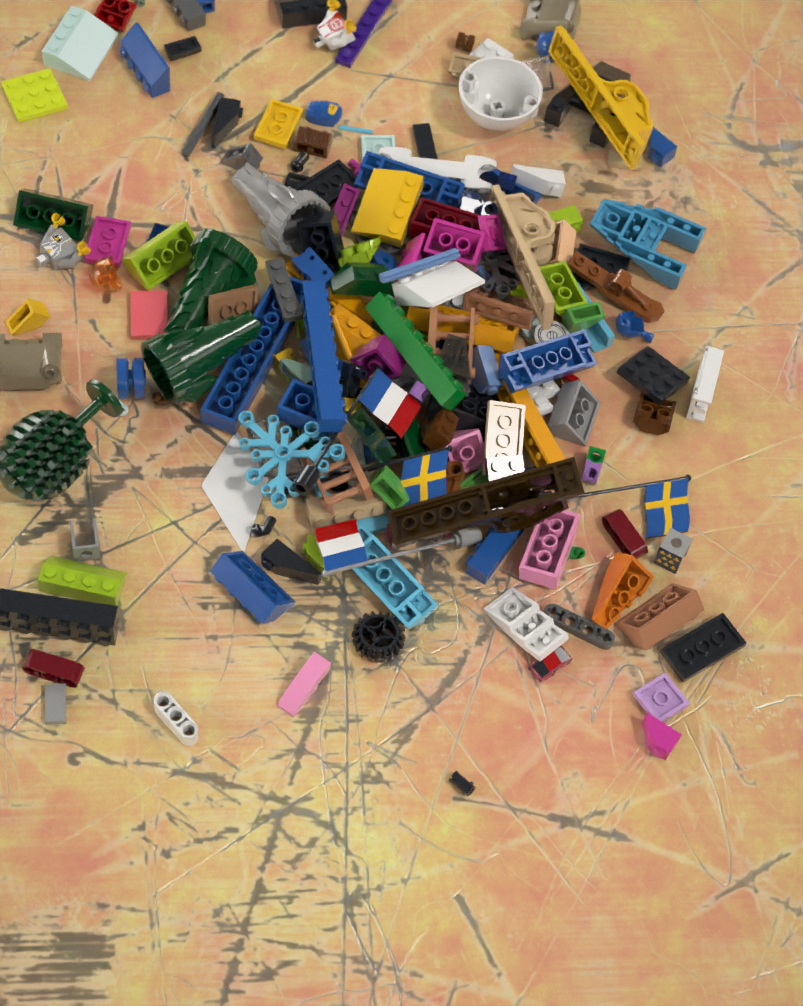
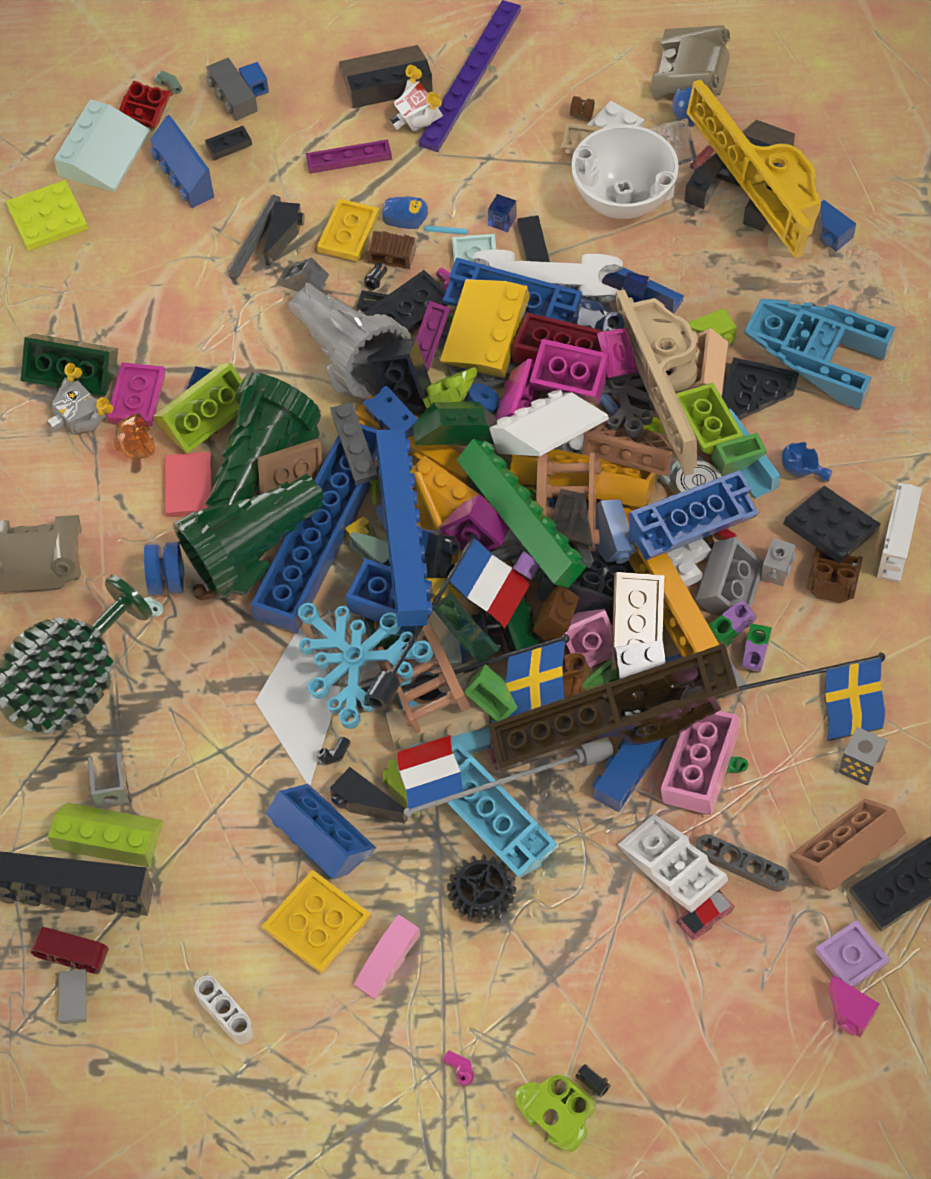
camera: 10 degrees right, 0 degrees up
(27, 317) = (37, 497): yellow slope -> none
(249, 655) = (316, 921): none -> yellow plate
(278, 66) = (348, 156): none -> magenta tile
(361, 768) = (462, 1065): none -> dark pink arm
(401, 119) = (502, 213): none -> clear blue brick
(419, 265) = (523, 402): medium blue axle -> none
(419, 795) = (537, 1099): none -> lime piece
(541, 180) = (679, 278): white slope -> none
(558, 87) = (702, 157): none -> clear pink tile
(576, 444) = (732, 622): none -> leg
(611, 401) = (778, 562): none -> light grey head
(617, 288) = (782, 413): dark orange piece -> none
(621, 585) = (796, 805): orange wedge -> none
(624, 534) = (799, 738): dark red beam -> none

